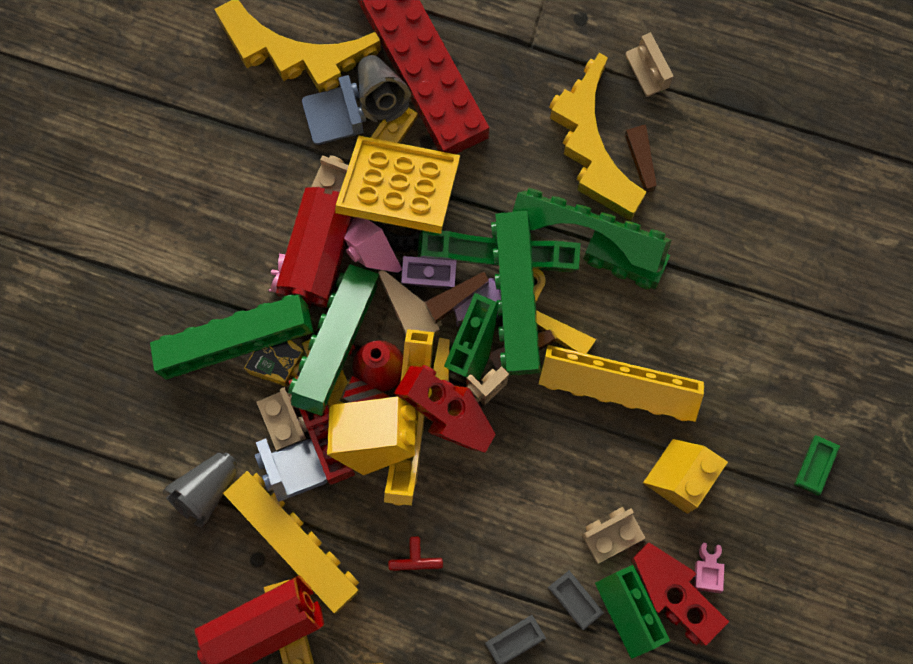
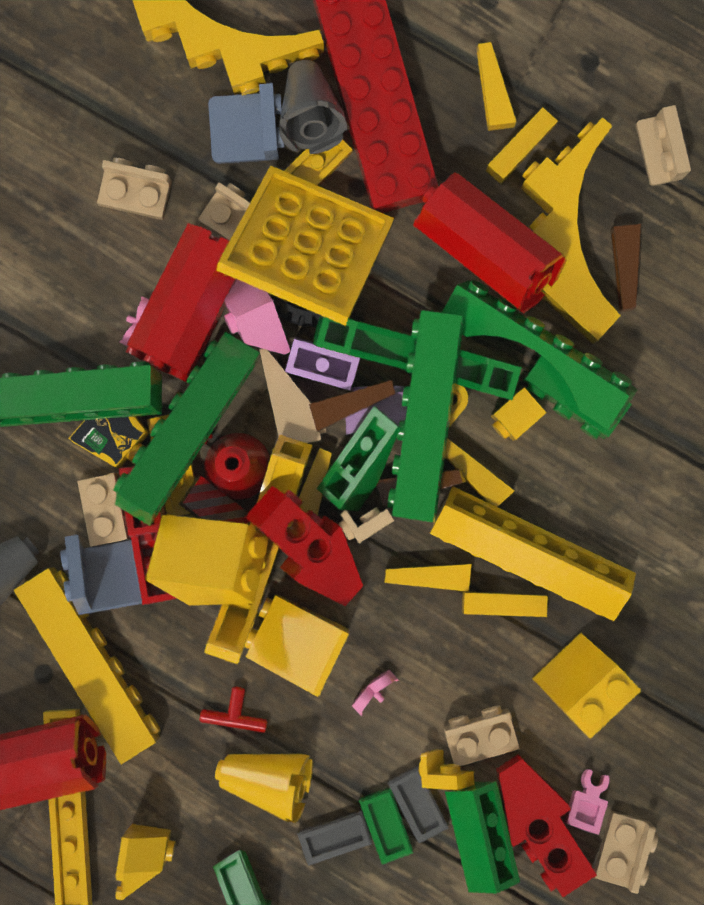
camera: 10 degrees right, 10 degrees up
(258, 174) = (134, 188): none -> tan bracket
(452, 489) = (296, 643): none -> yellow slope
(453, 603) = (268, 781): none -> yellow cone
(517, 58) = (495, 97): none -> yellow piece
(520, 516) = (373, 689): none -> bright pink piece
(535, 156) = (489, 242): none -> red brick
(543, 87) = (521, 145): none -> yellow piece
(551, 418) = (441, 577): none -> yellow piece
(554, 622) = (386, 825): none -> green tile
(585, 282) = (517, 415): none -> yellow brick
(585, 570) = (440, 776): none -> yellow bracket
(607, 428) = (504, 604): none -> yellow piece
(747, 602) = (626, 851): none -> tan bracket

